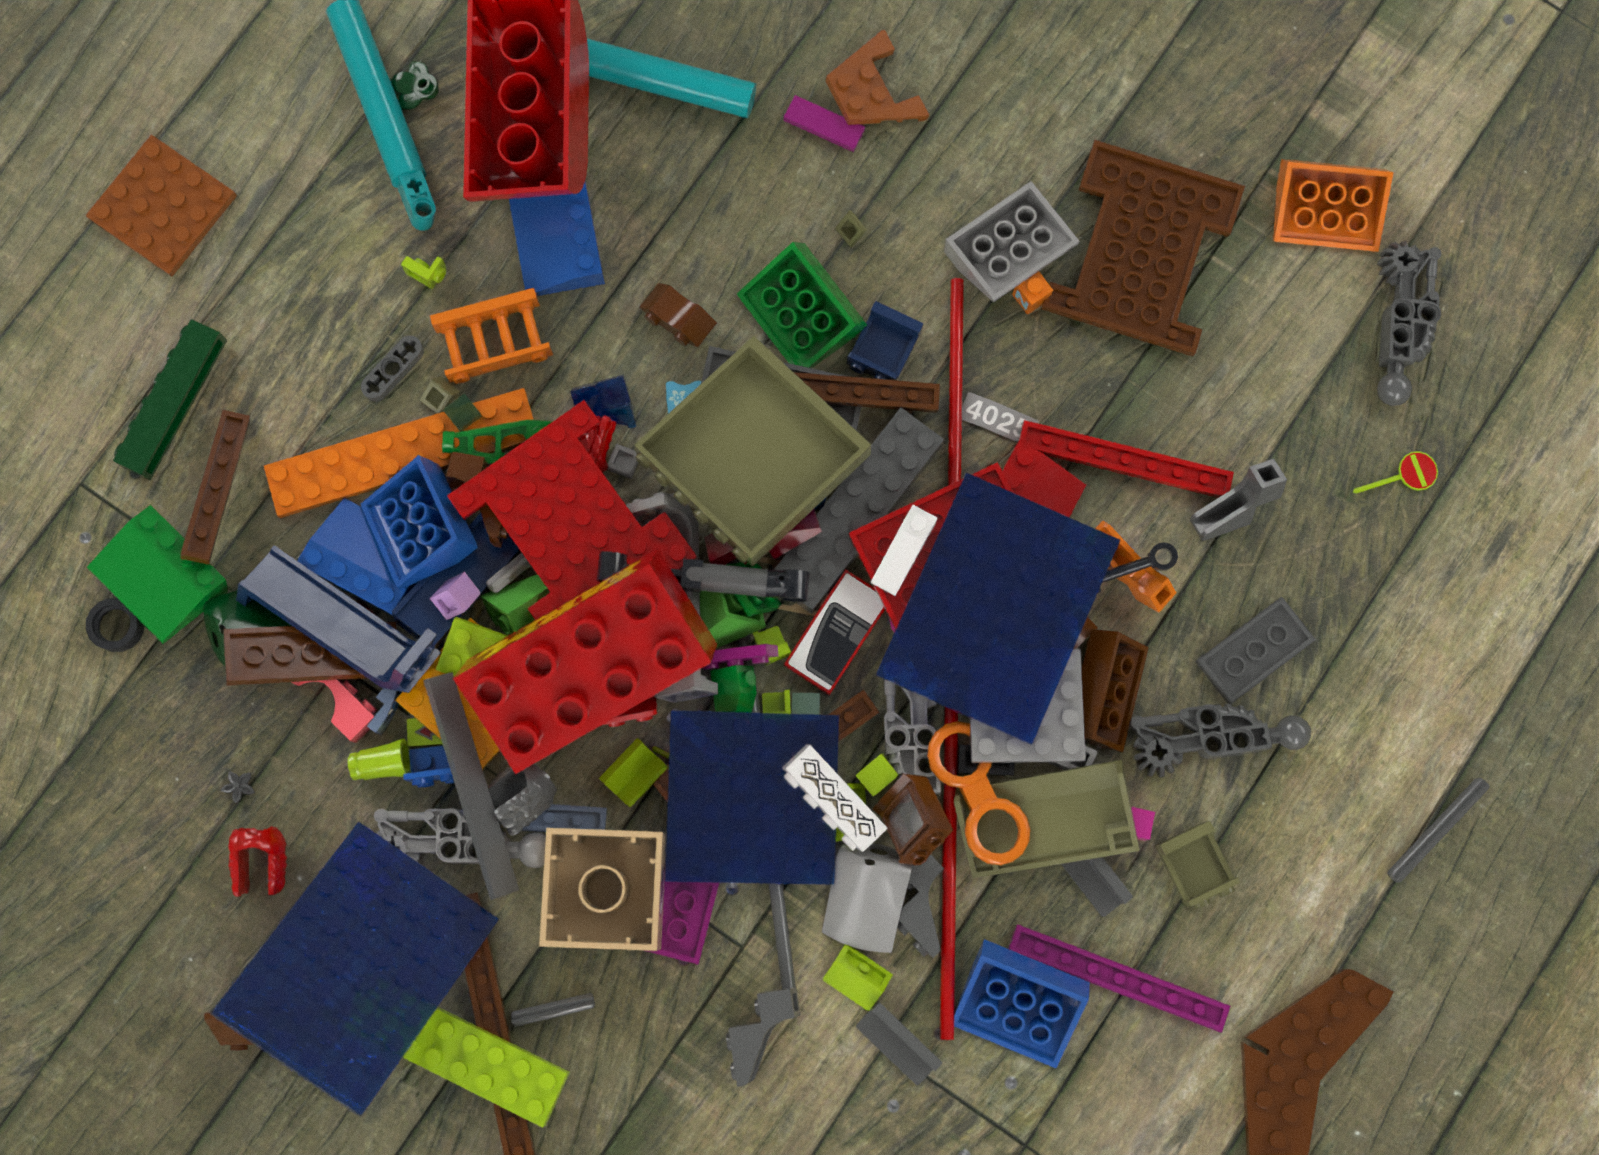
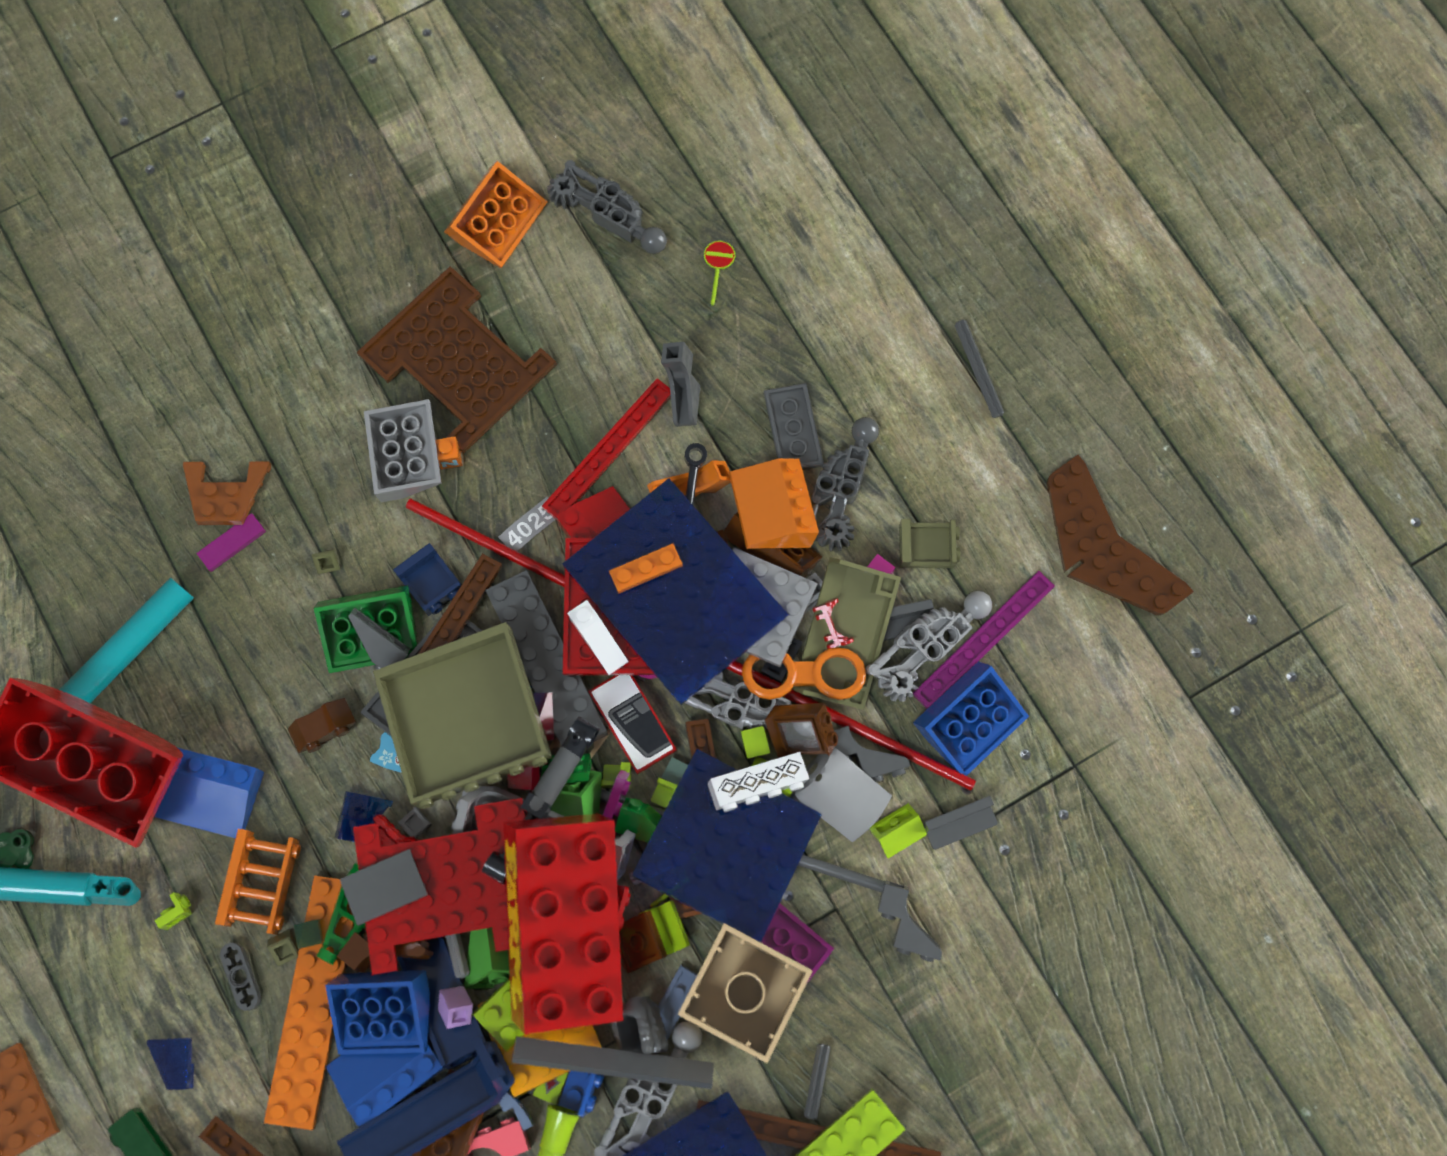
camera: 60 degrees left, 5 degrees down
(282, 348) = (173, 1062): none -> clear blue slope
(537, 462) = (383, 887): none -> dark grey tile
(609, 753) = (640, 942): none -> reddish brown tile
(789, 328) = (379, 644): none -> dark grey slope
(1004, 564) = (645, 568): none -> orange plate
(1036, 809) = (826, 613): none -> piece
(1099, 912) = (931, 630): none -> light grey arm
(1151, 670) = (774, 505): none -> orange slope

